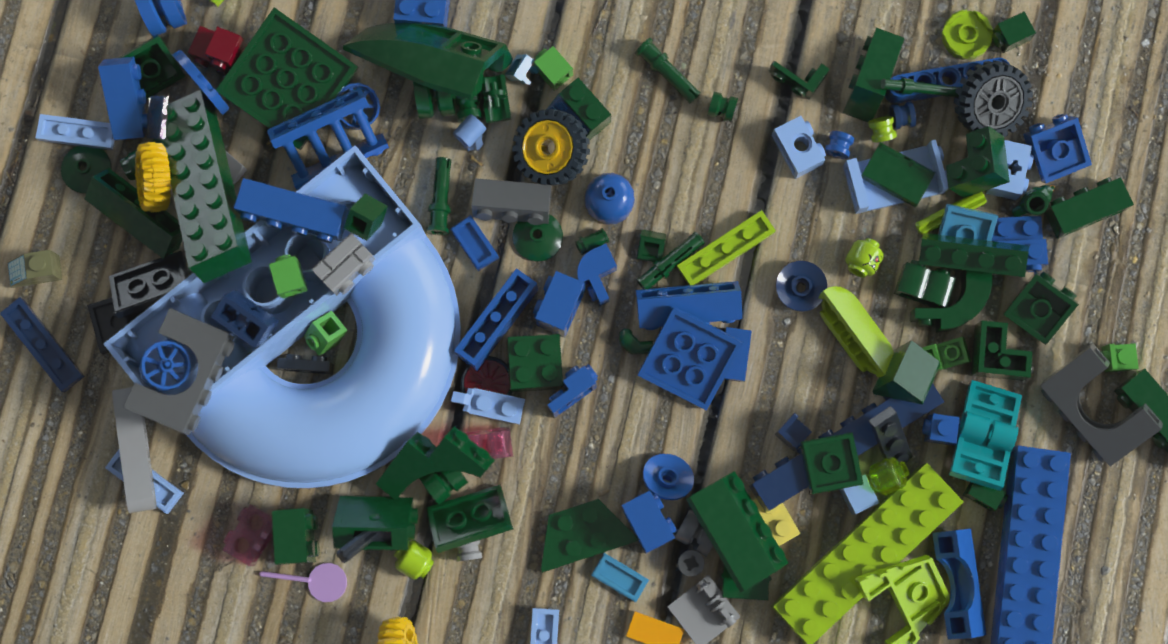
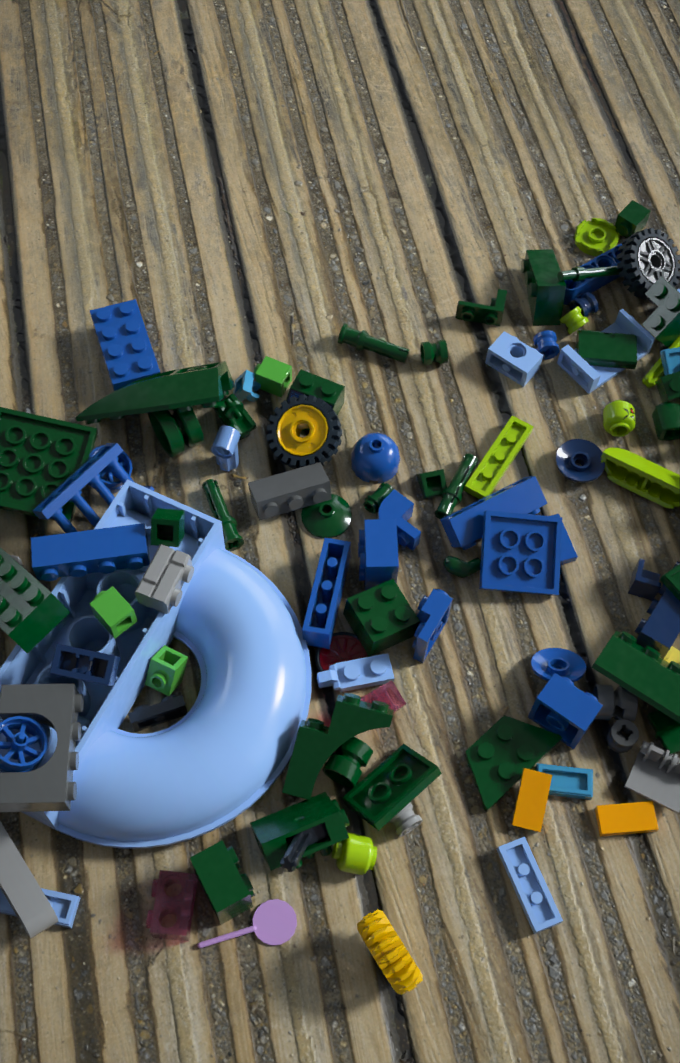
camera: 30 degrees left, 20 degrees down
(469, 107) = (210, 428): dark green wheel -> none
(474, 243) = (271, 542): blue tile -> none
(582, 582) = (531, 800): none -> light orange tile

